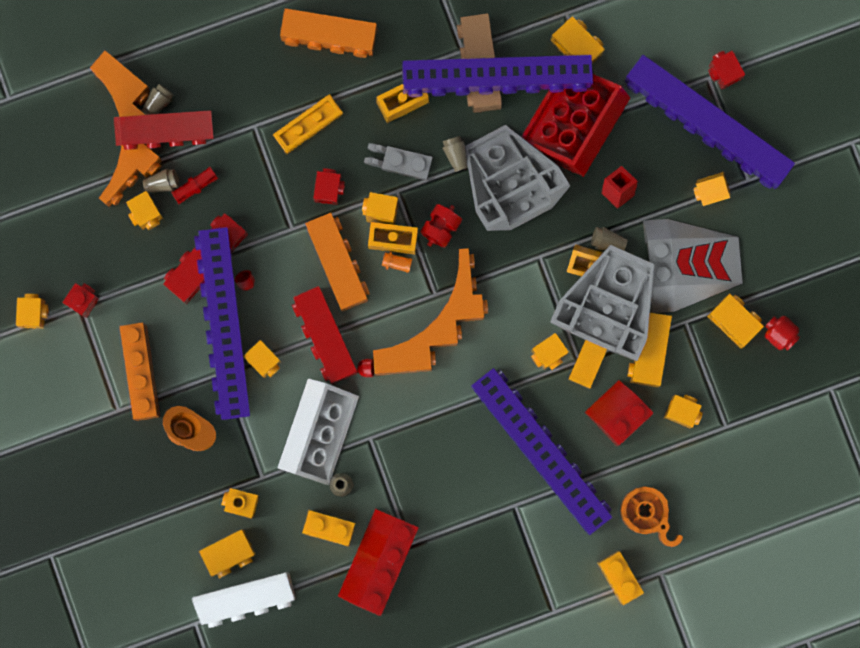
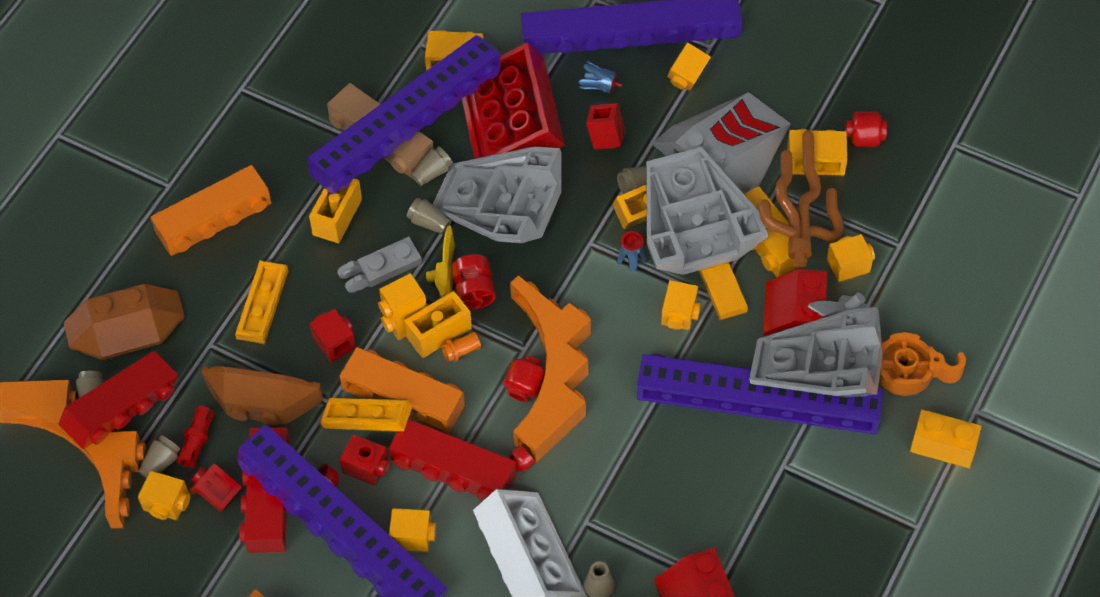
camera: 40 degrees left, 25 degrees down
(177, 229) = (214, 486): none -> red bracket
(214, 70) = (124, 321): none -> dark orange wedge
(250, 192) = (261, 394): none -> dark orange wedge
(276, 290) = (364, 460): none -> red brick
(300, 261) = (366, 414): none -> light orange tile
(413, 319) = (524, 379): none -> red head
(429, 201) = (443, 274): none -> yellow piece
(489, 118) = (432, 165): none -> dark tan cone
(556, 288) = (632, 245): none -> piece
(592, 470) = (823, 356): none -> light grey wedge
(645, 445) = (843, 304): none -> light grey piece
(656, 147) = (598, 78): none -> flat silver piece
(665, 369) = (799, 228): none -> dark orange plant

